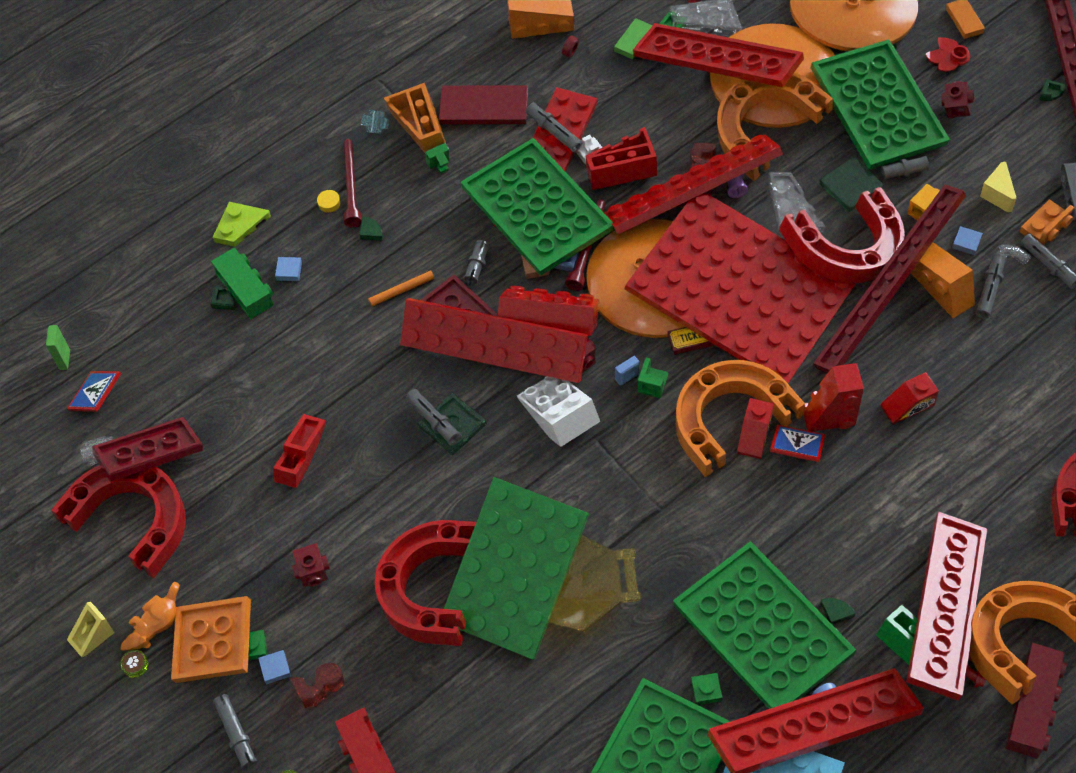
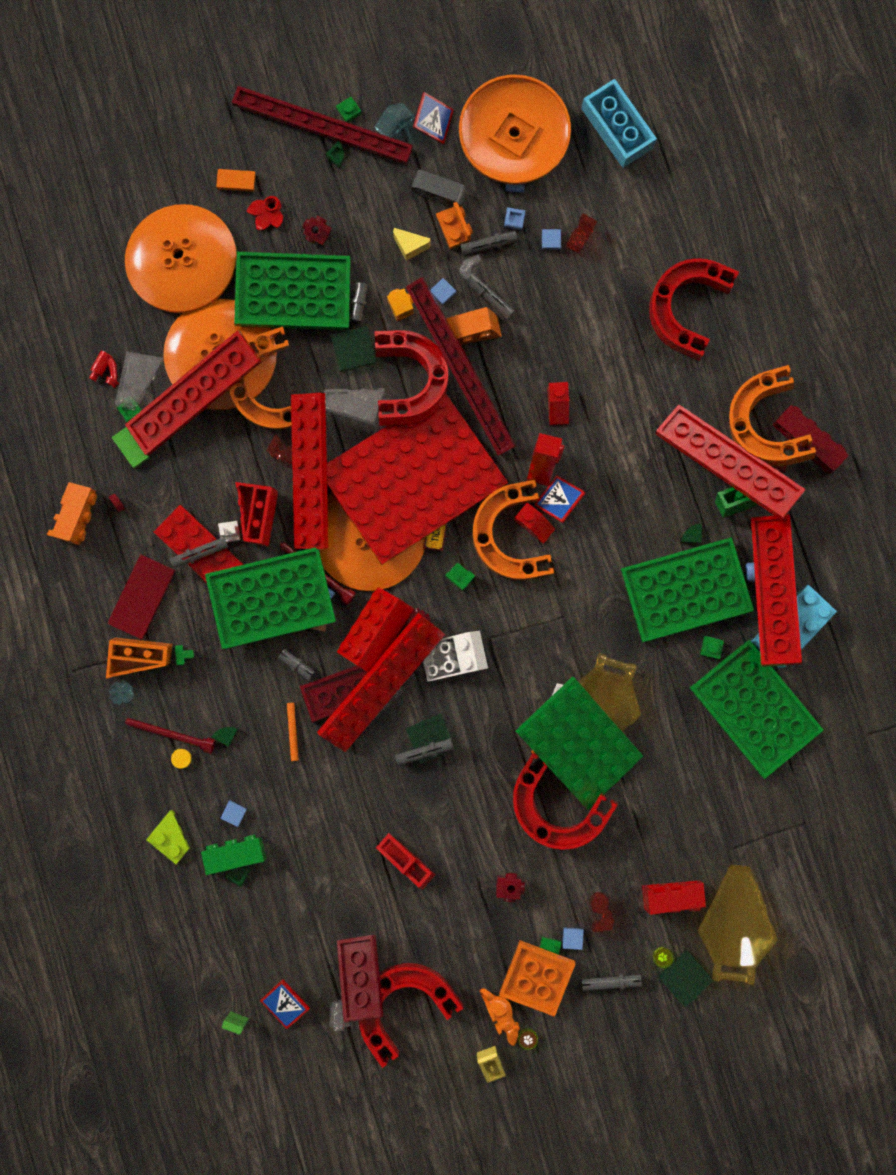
camera: 75 degrees left, 25 degrees up
(627, 370) = (446, 592): medium blue tile -> none

